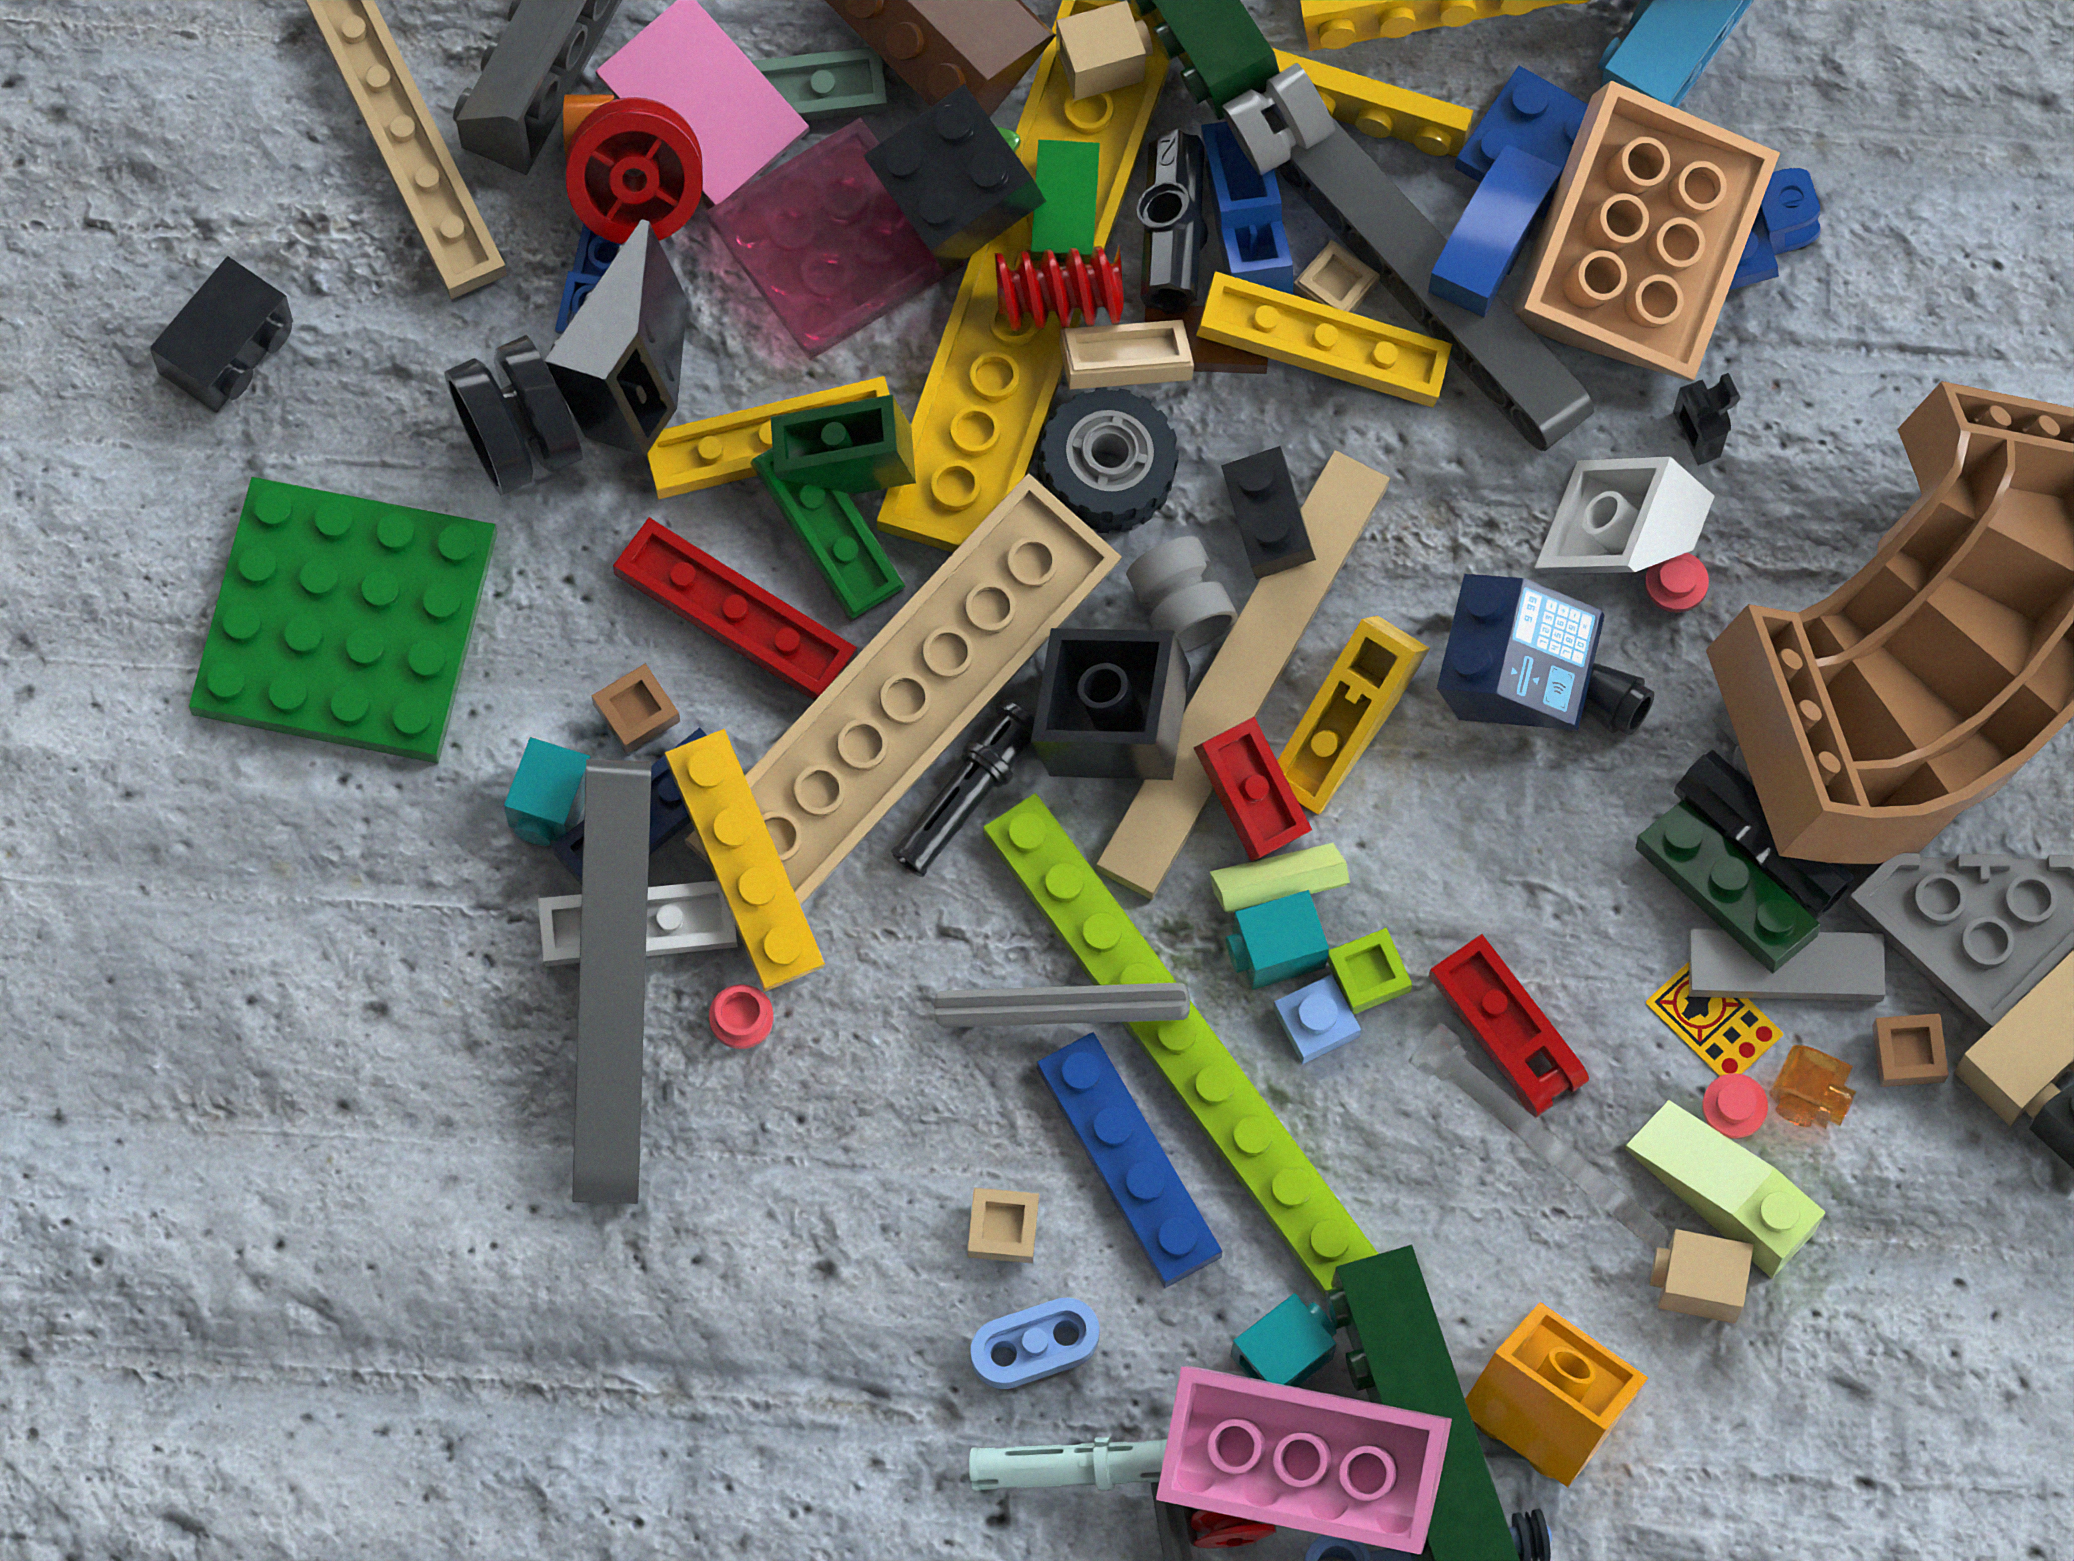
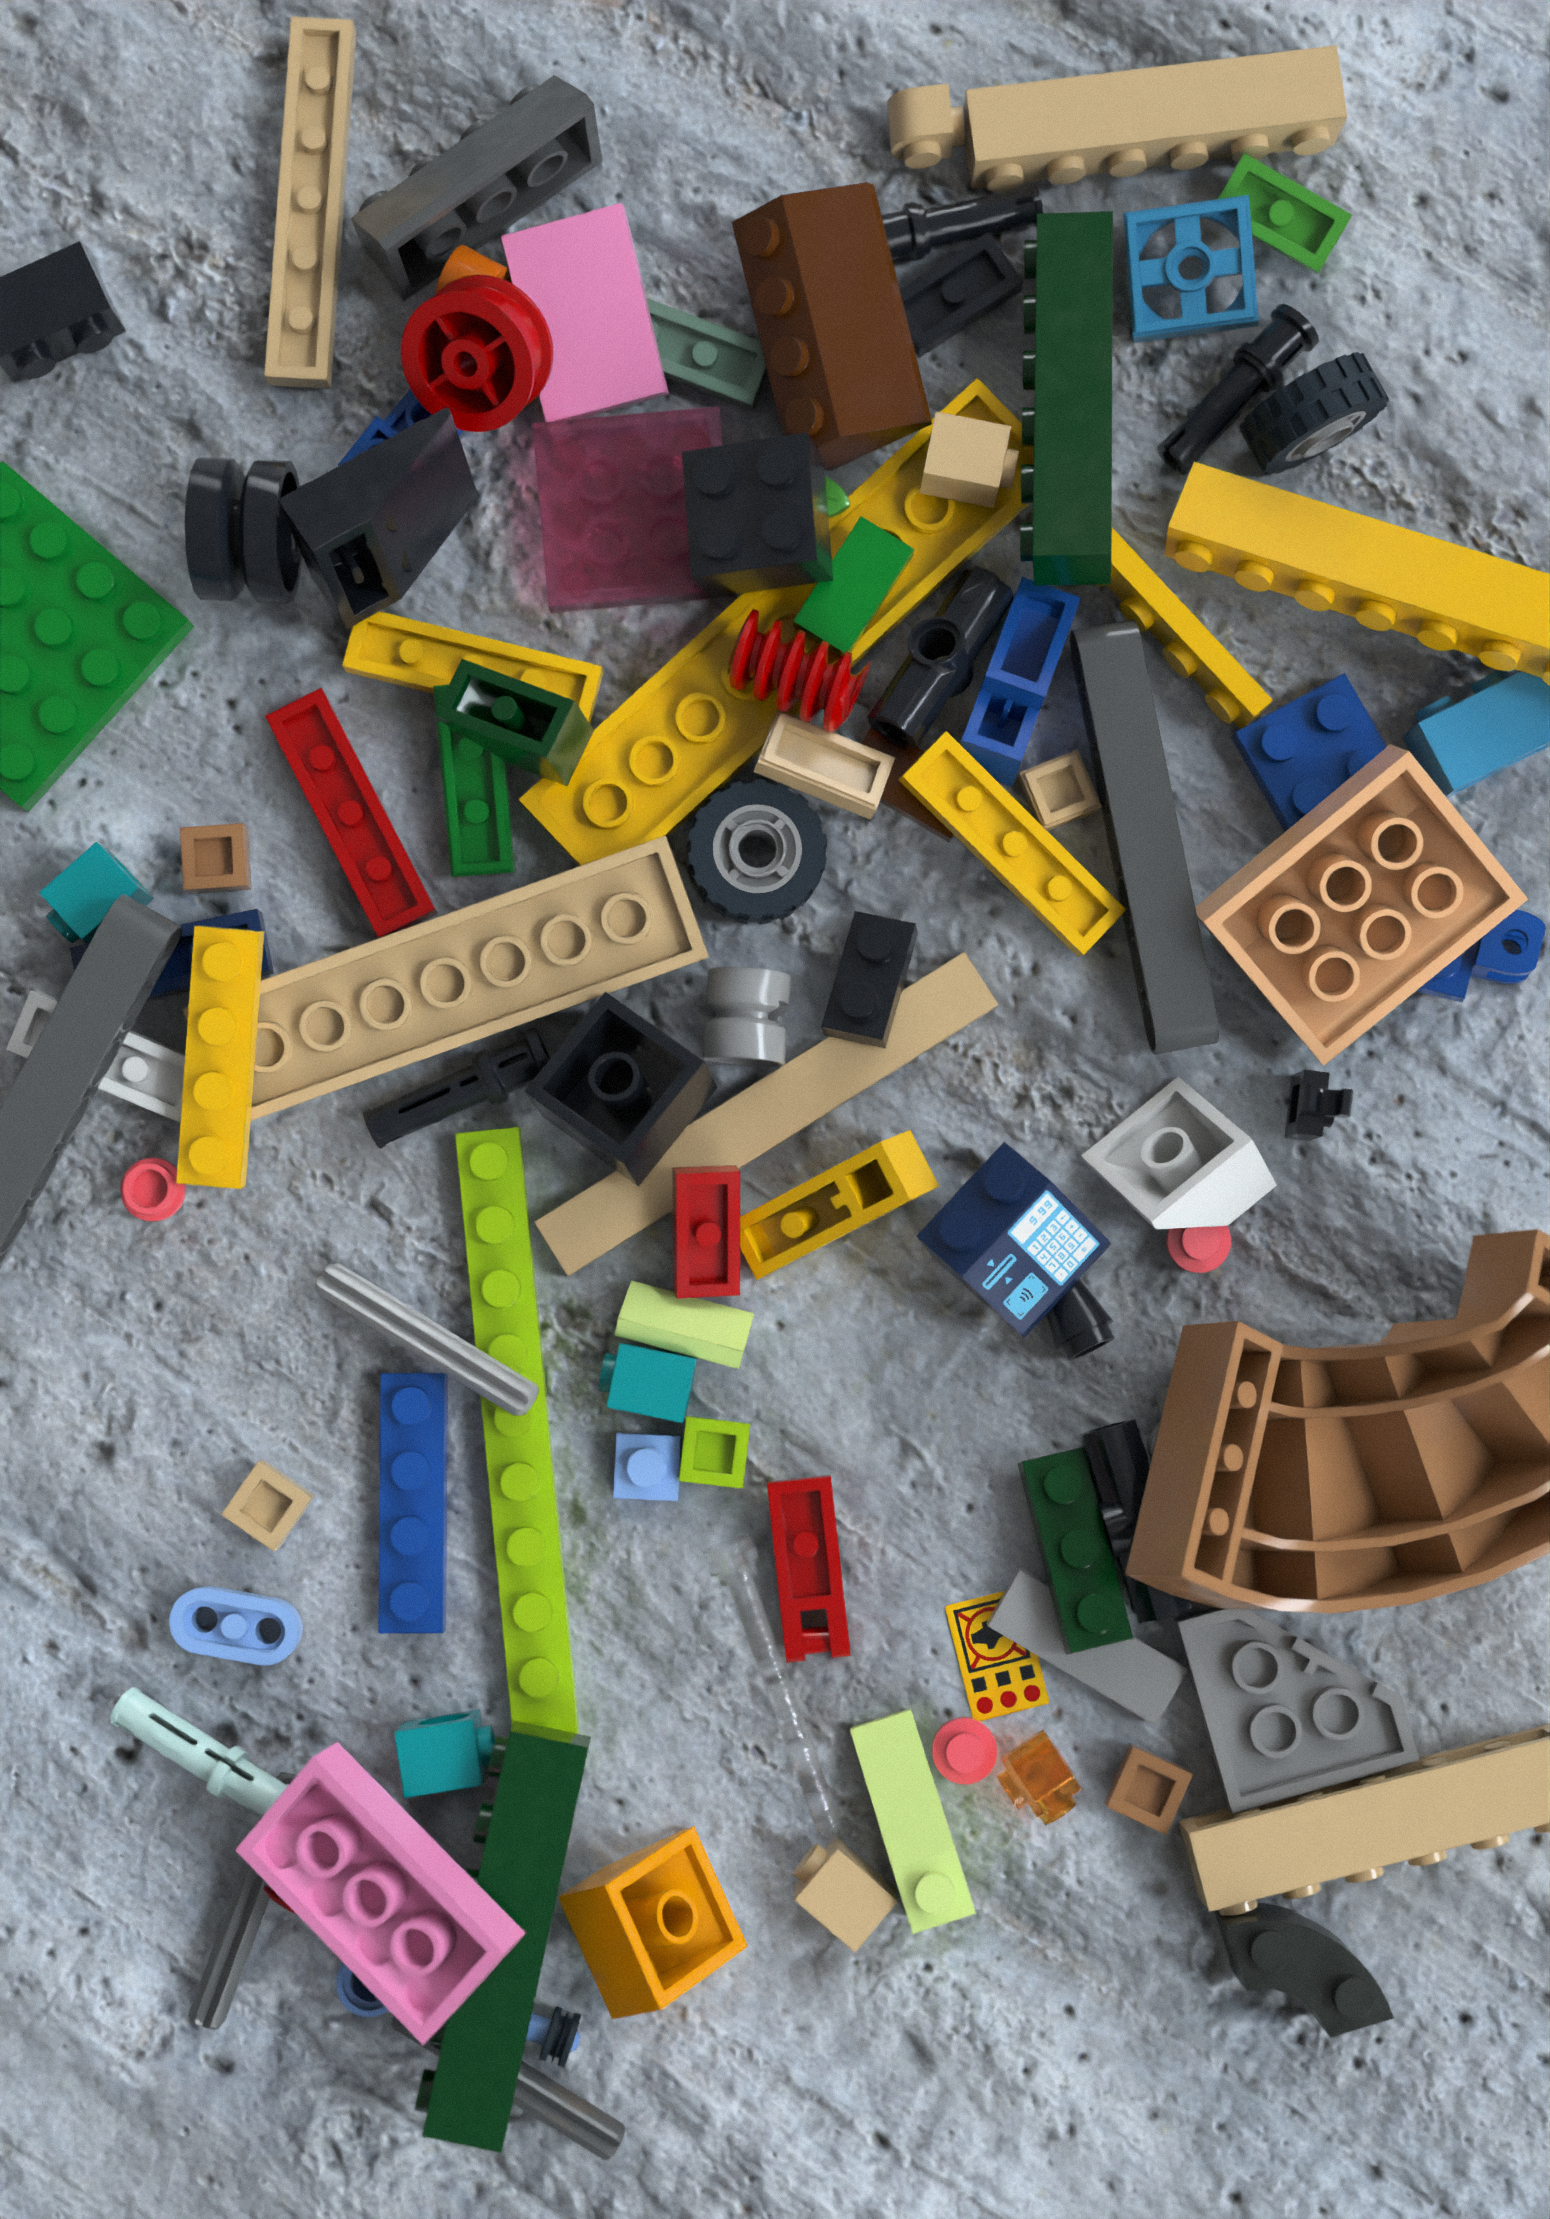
camera: 30 degrees right, 15 degrees up
(1297, 109) = (1107, 616): light grey wheel -> none
(1493, 230) = (1225, 825): blue slope -> none

